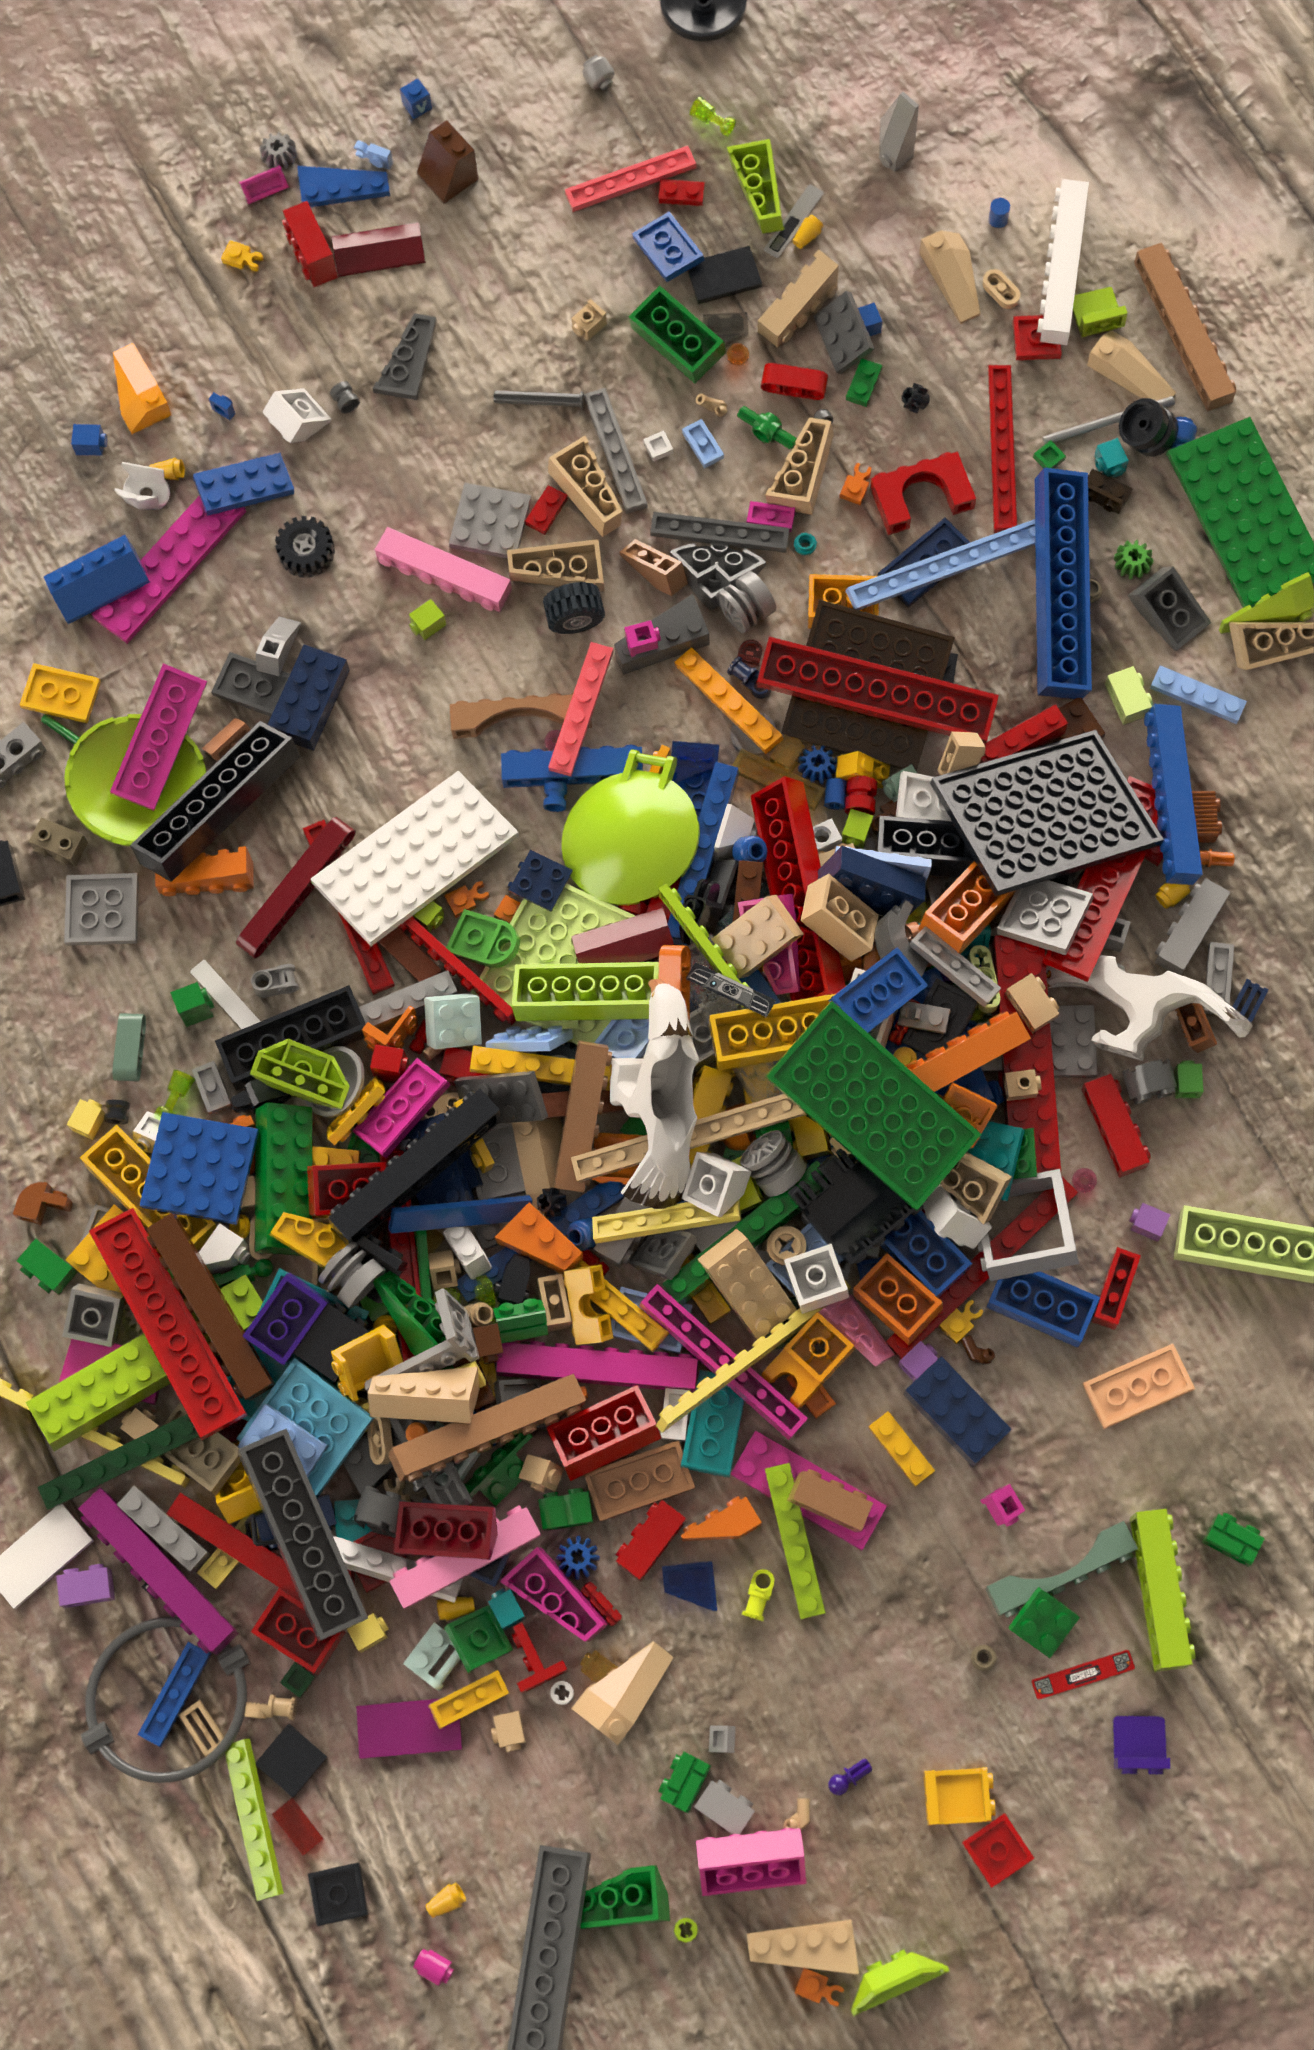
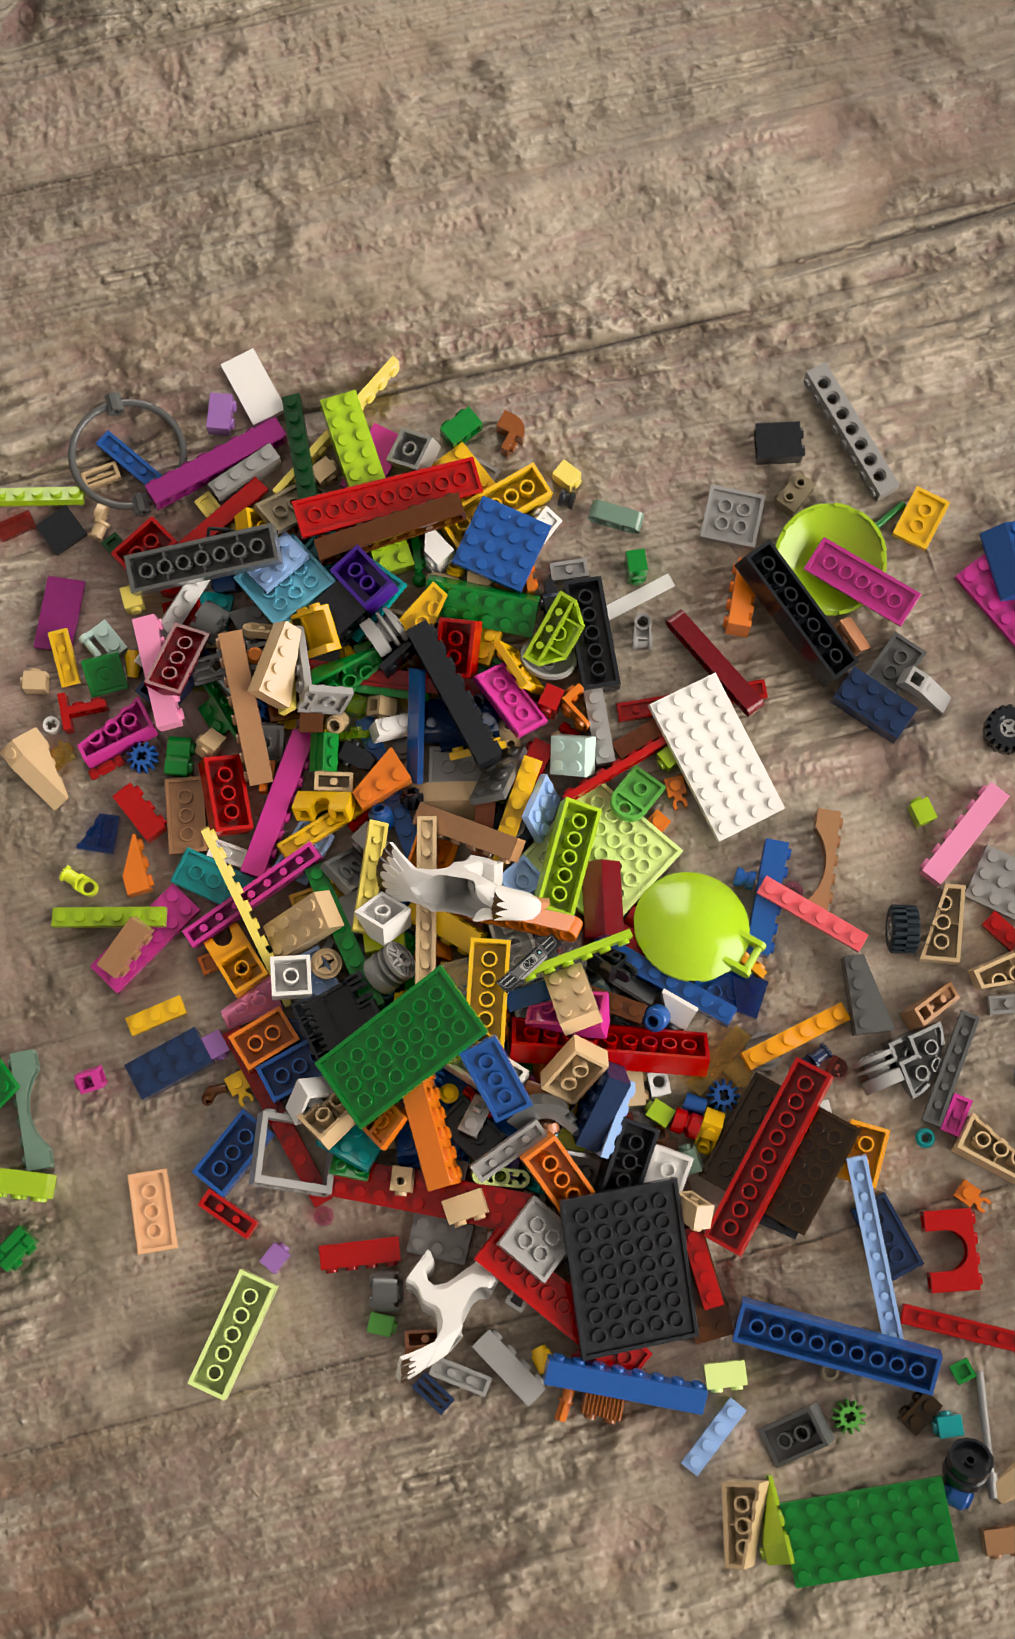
camera: 100 degrees right, 5 degrees up
(178, 1087) = (575, 546): clear neon green piece -> none
(506, 1608) = (120, 697): teal brick -> none
(540, 880) = (672, 848): dark blue plate -> none
(640, 631) = (862, 968): dark pink brick -> none

